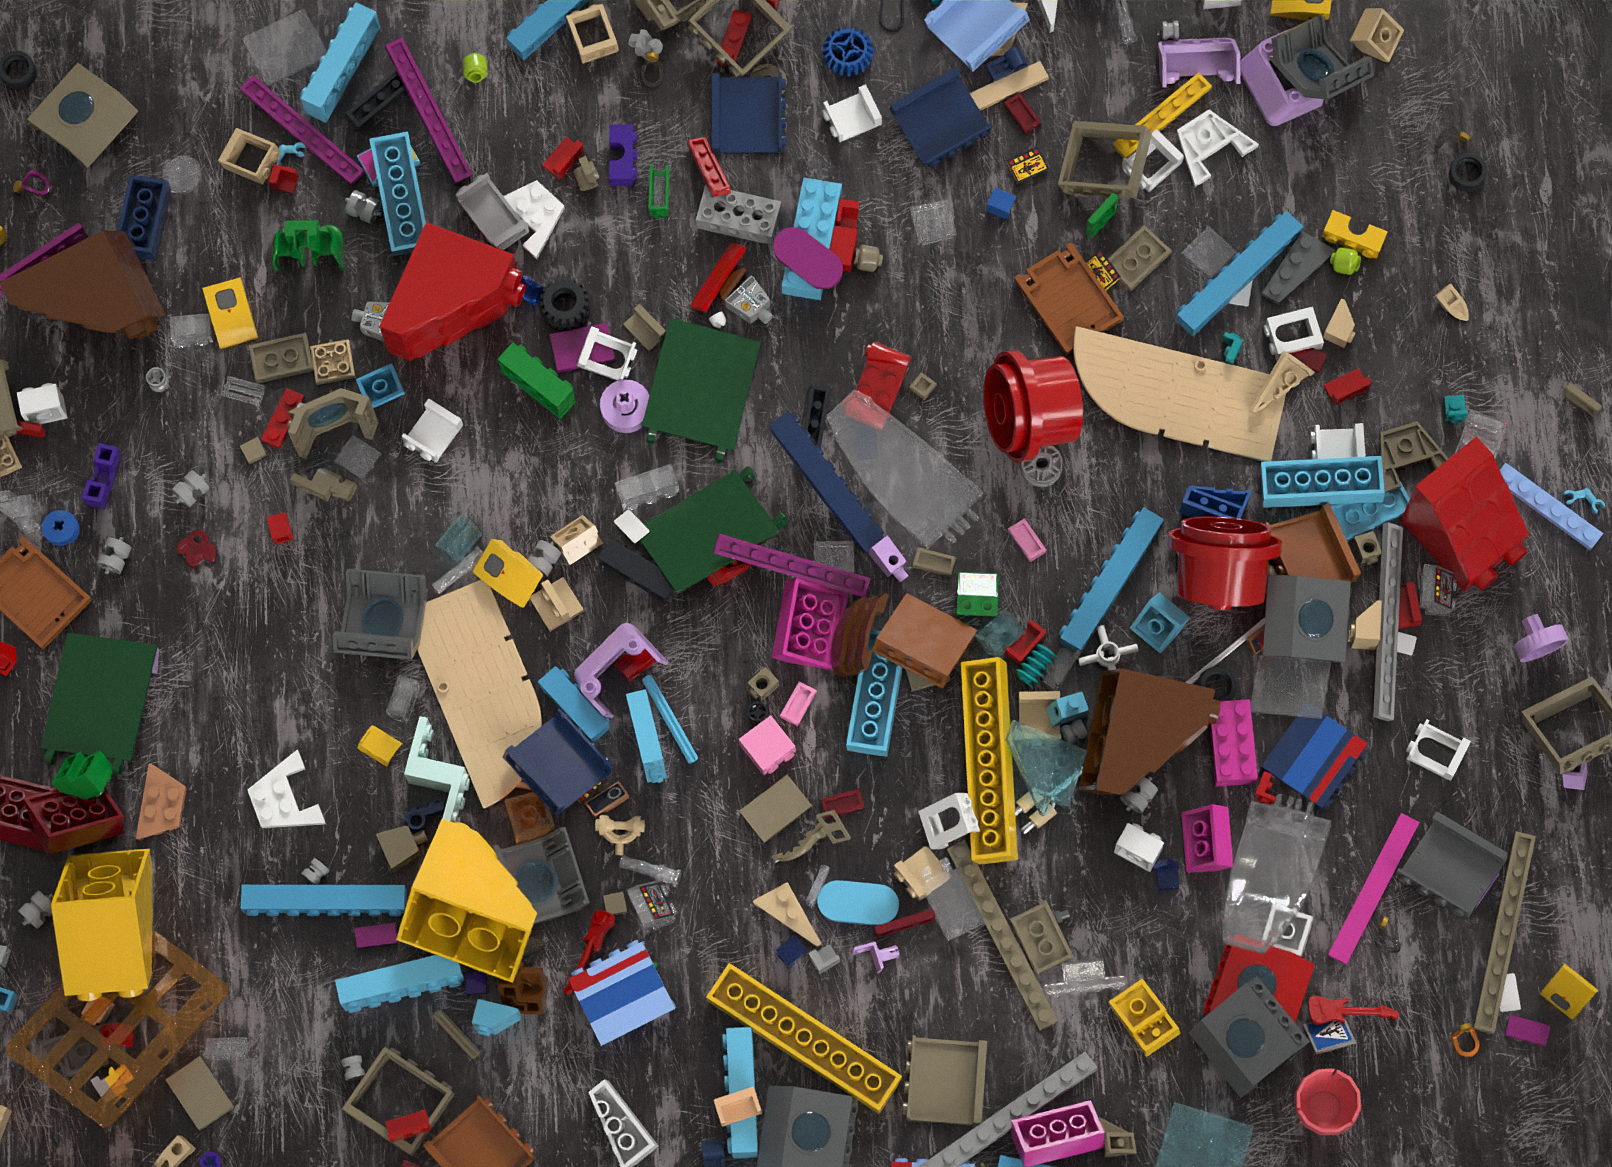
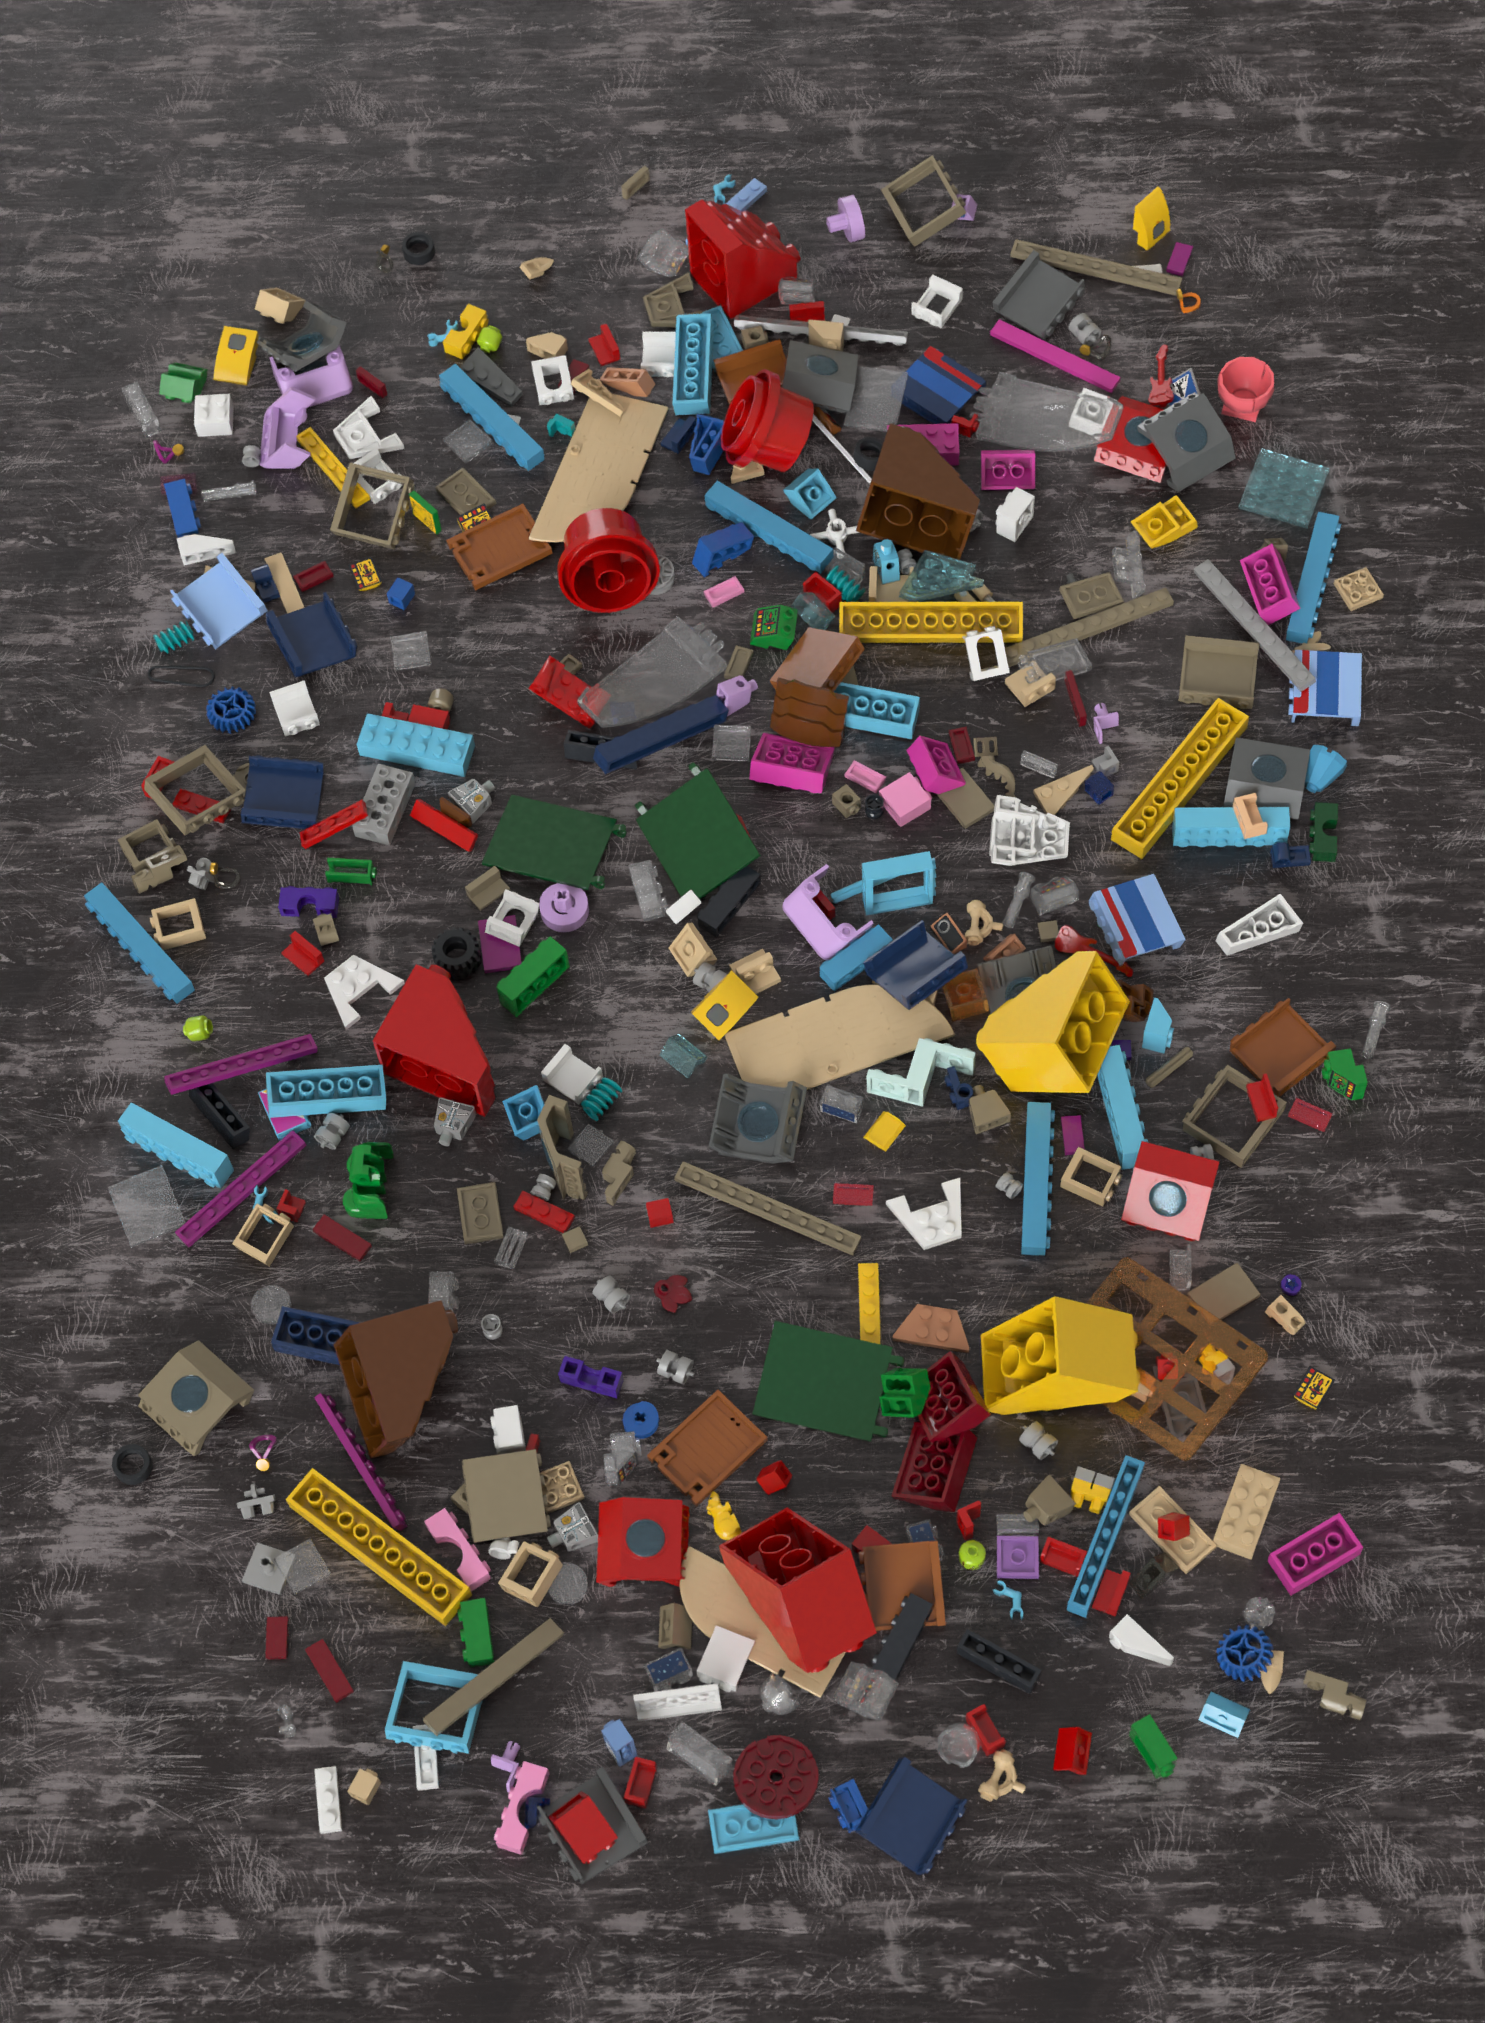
camera: 85 degrees left, 10 degrees down
(182, 740) = (869, 1302): none -> yellow plate
(230, 313) = (428, 1254): yellow slope -> none
(252, 231) = (342, 1238): none -> dark red tile
(287, 634) = (768, 1208): none -> dark tan plate
(296, 1028) = (1170, 1191): none -> panel
(306, 717) = (853, 1194): none -> clear pink tile
(332, 362) = (489, 1165): tan tile -> none
(336, 936) = (1084, 1191): none -> tan window
(403, 461) = (599, 1097): none -> teal piece
(467, 564) = (710, 1047): clear pin -> none
(491, 212) = (354, 1014): light grey panel -> none
(590, 859) = (1009, 946): none -> nougat slope
(718, 320) = (484, 827): white hinge -> none
(723, 873) = (1025, 835): none -> white wedge
(791, 565) = (739, 763): magenta plate -> none
(807, 258) = (439, 739): magenta tile -> none
(808, 775) = (935, 765): none -> dark pink slope
(858, 903) = (1055, 733): medium azure tile -> none
(1080, 532) = (721, 546): none -> blue wedge
(1167, 874) = (1041, 502): clear blue tile -> none
(1232, 476) = (679, 434): none -> dark blue panel
(1277, 142) = (371, 382): none -> dark red tile
(1299, 414) = (631, 381): none -> nougat slope
(1354, 218) = (440, 338): none -> medium azure arm
(1411, 918) = (1085, 329): none -> light grey wheel
(1455, 408) = (633, 272): teal bracket -> none

